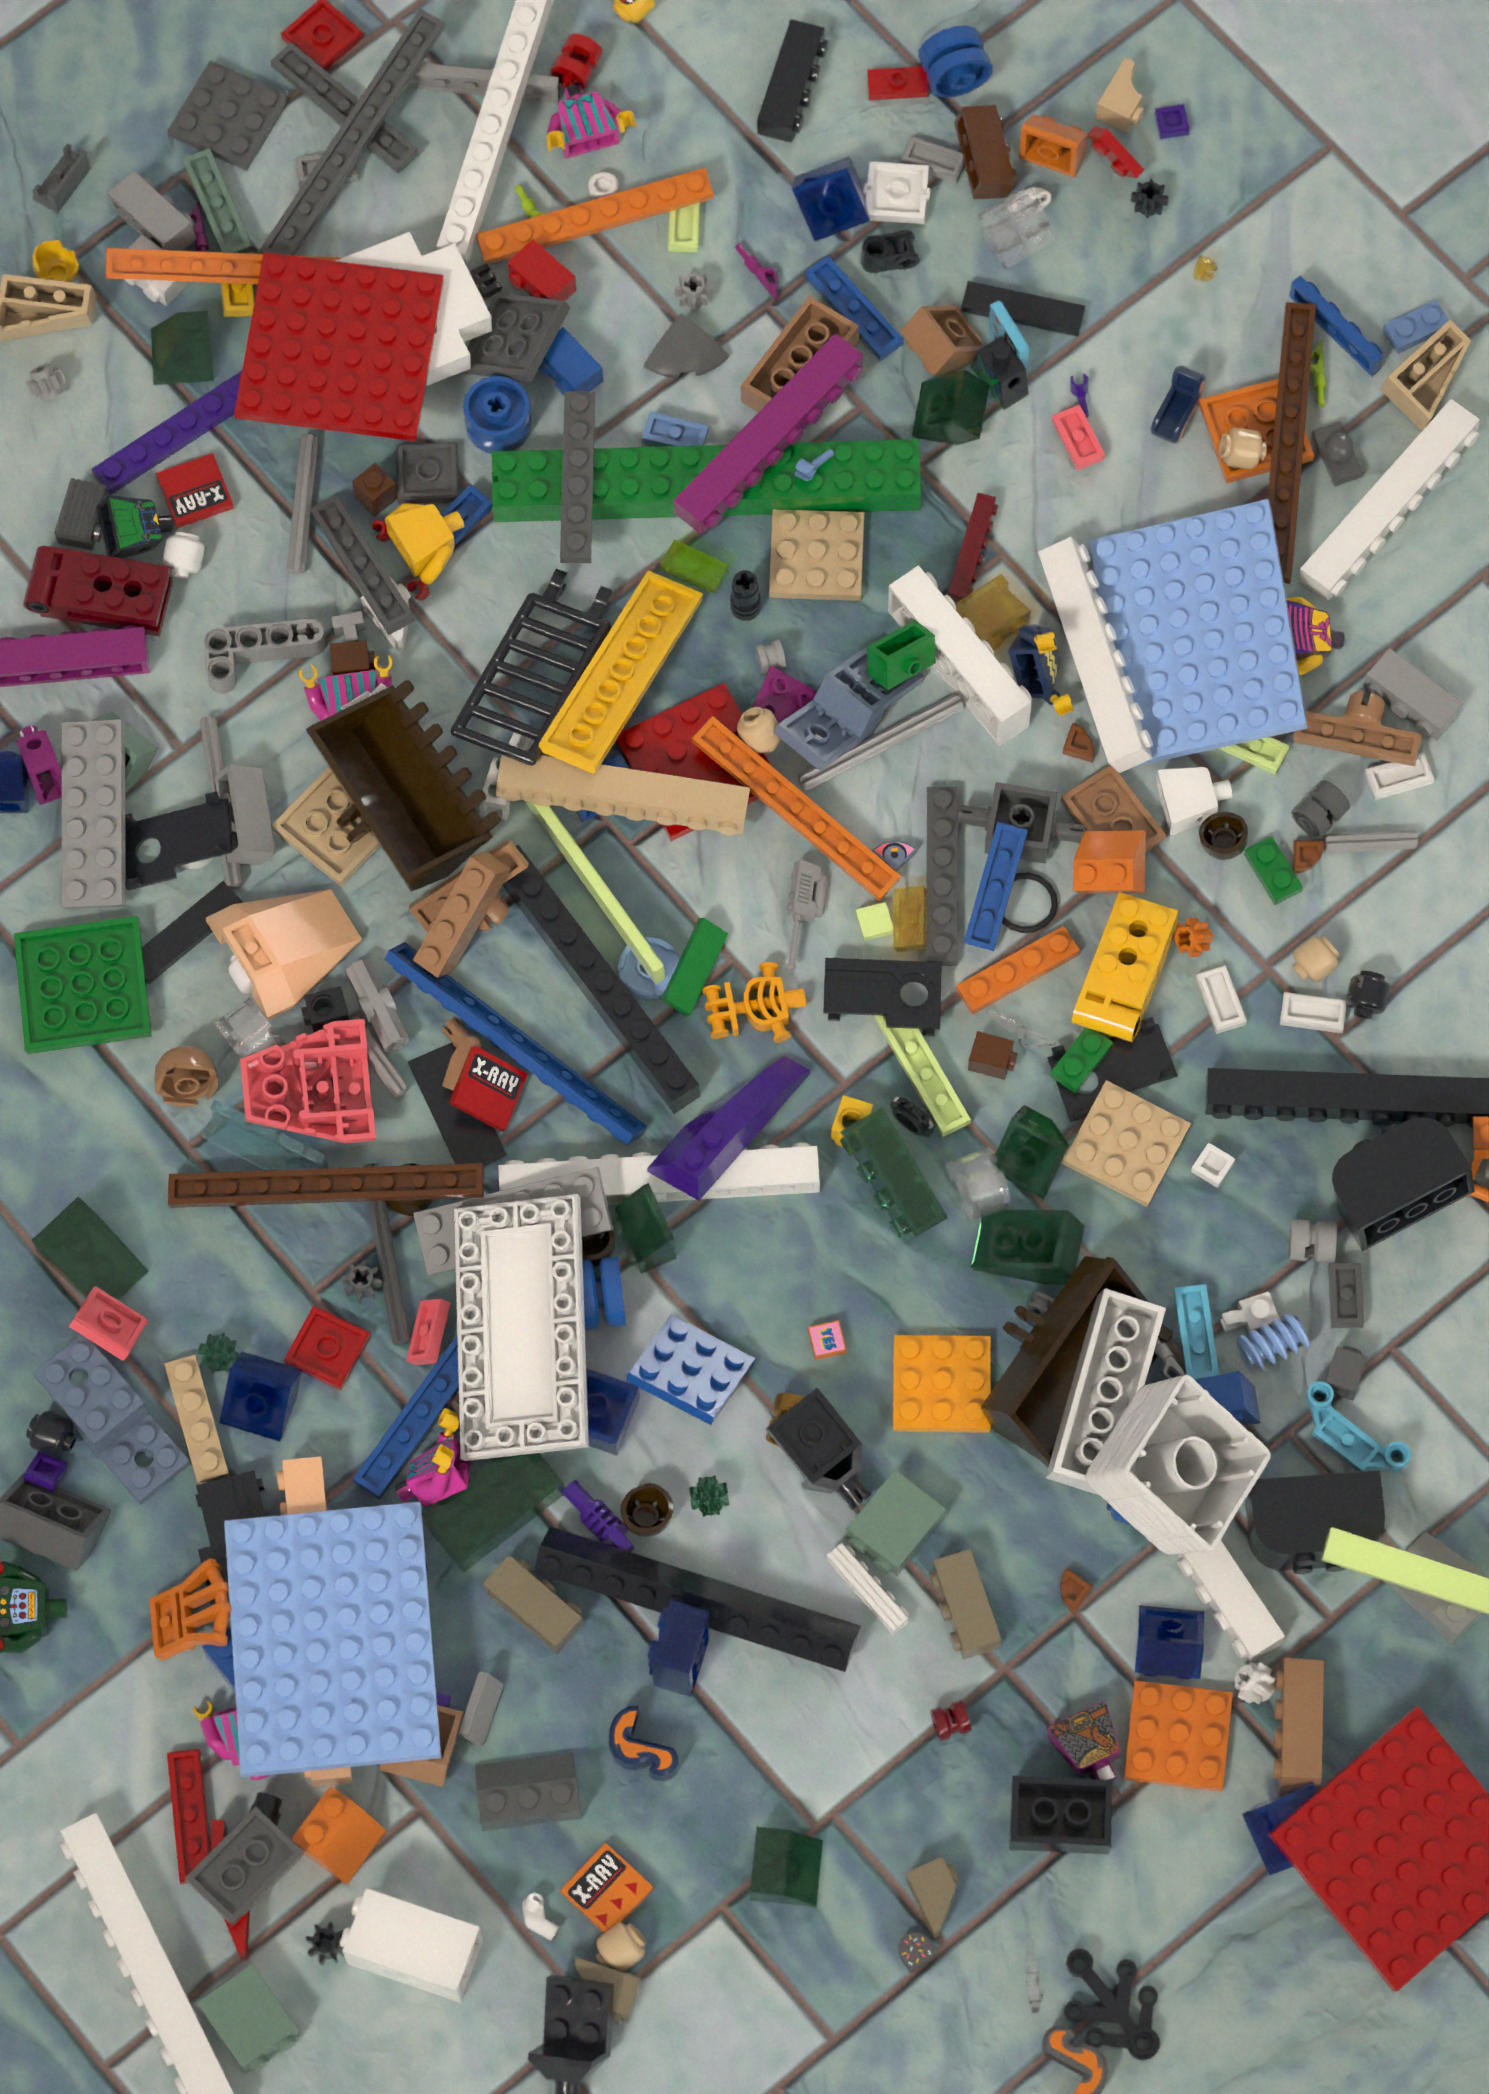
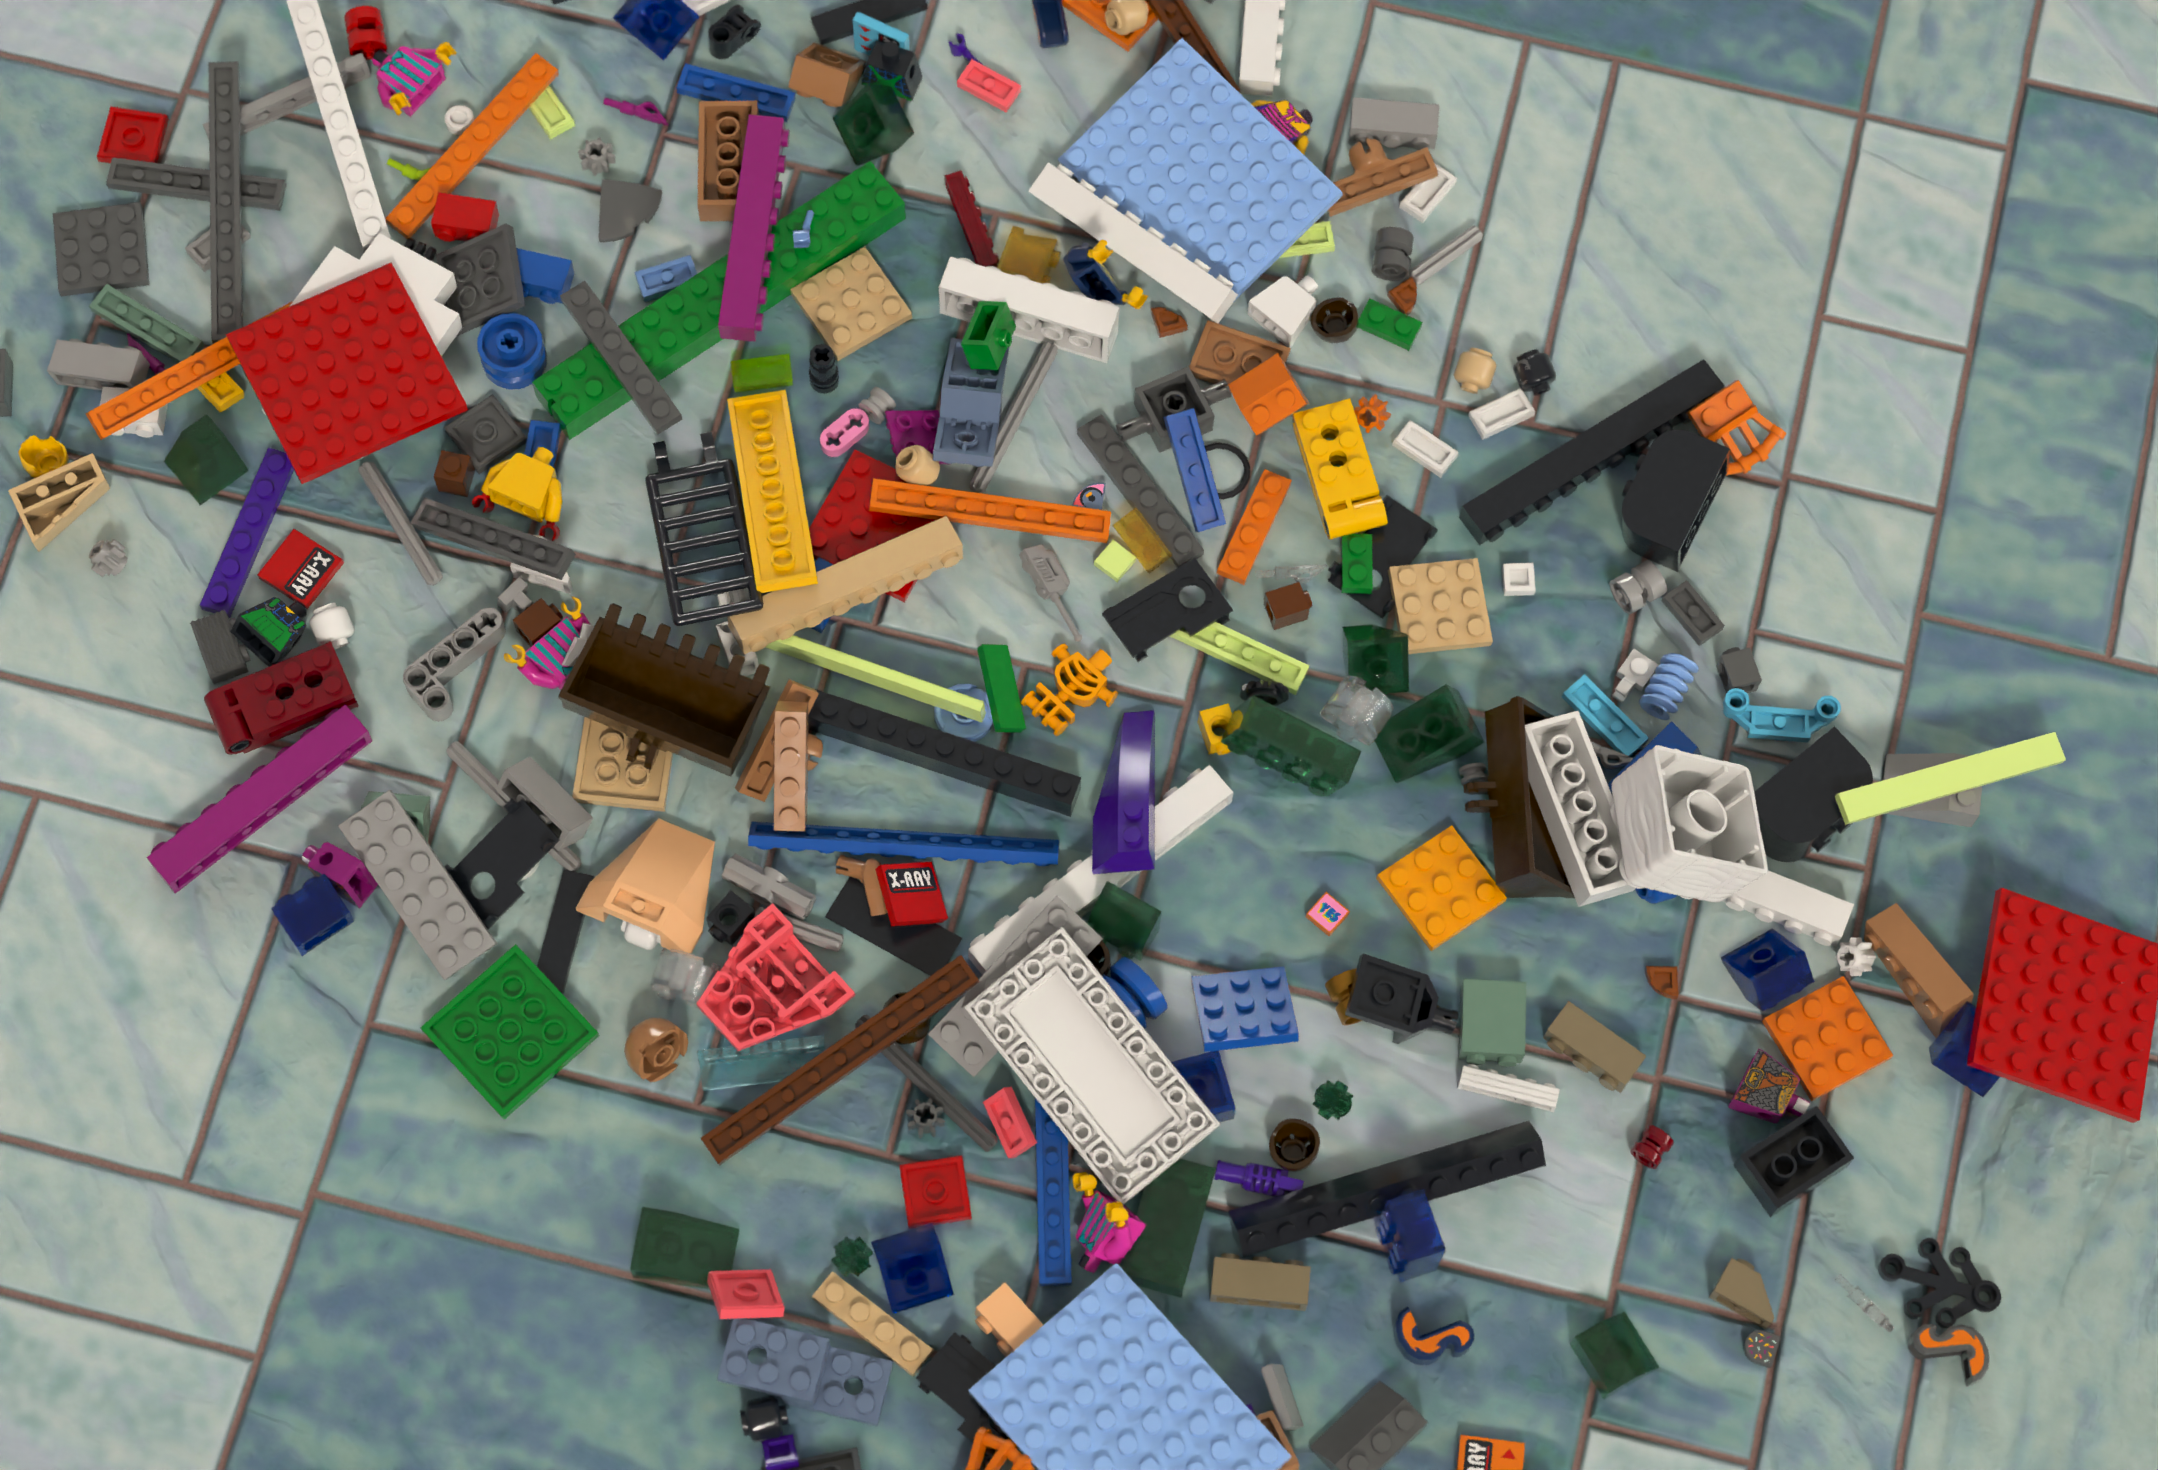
camera: 40 degrees left, 0 degrees up
(727, 663) = (840, 428): none -> bright pink beam

